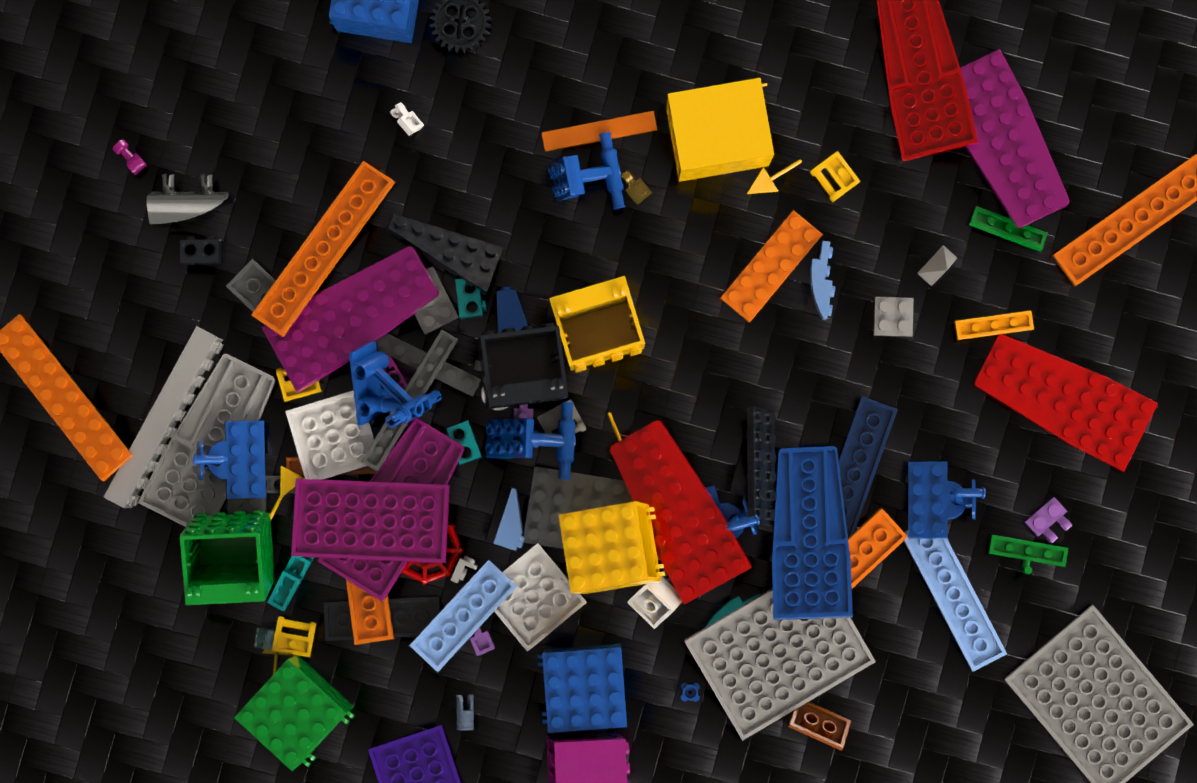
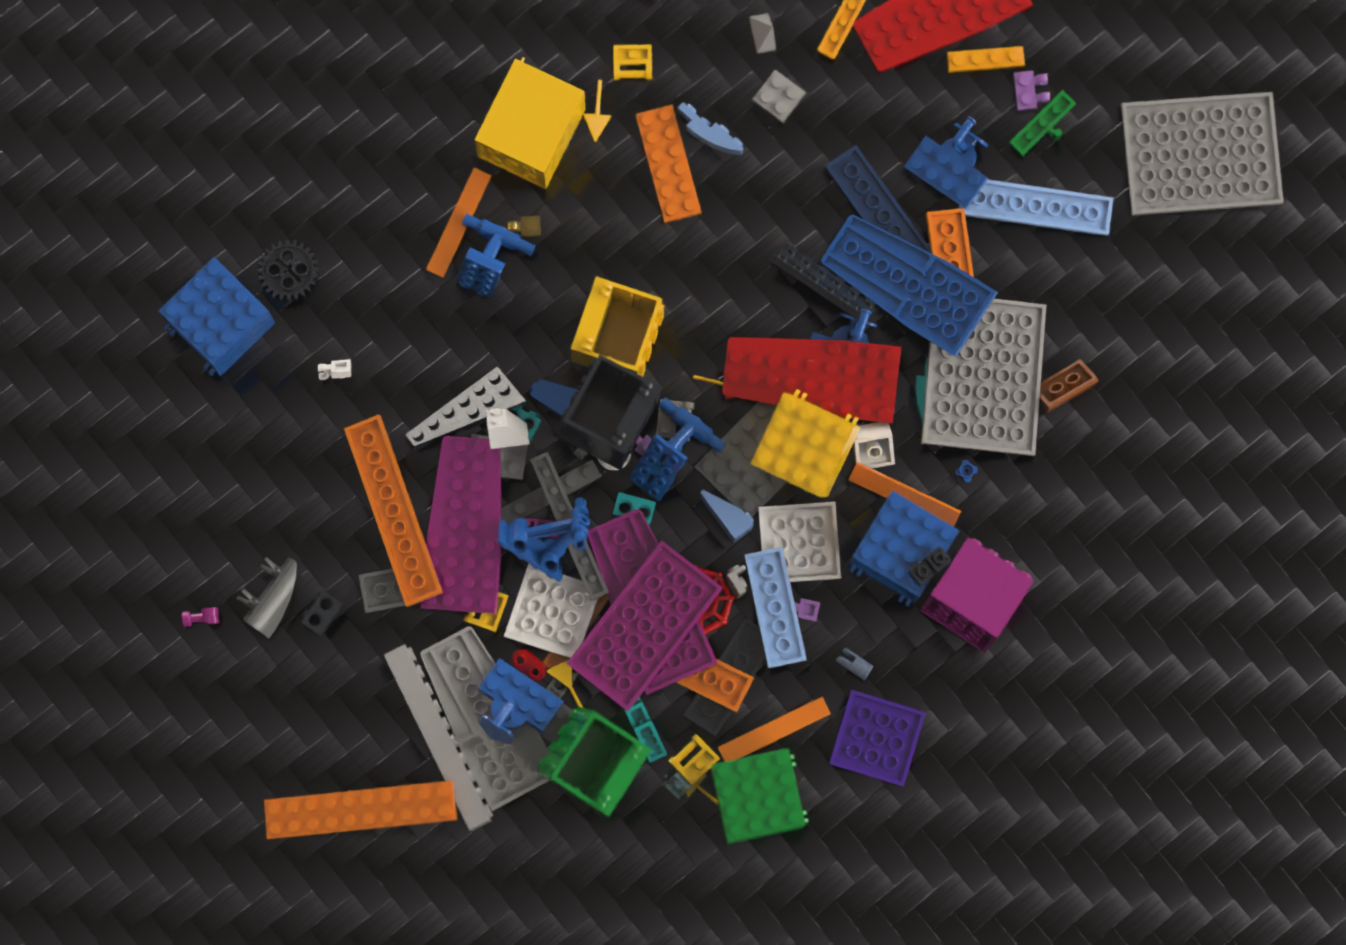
camera: 65 degrees left, 5 degrees down
(277, 448) = (530, 662): none -> red plate
(364, 685) = (774, 730): none -> orange tile
(450, 292) = (506, 429): none -> white slope
(578, 723) = (929, 566): none -> black slope
(633, 655) = (885, 485): none -> orange tile
(1048, 465) = (985, 59): none -> light orange plate

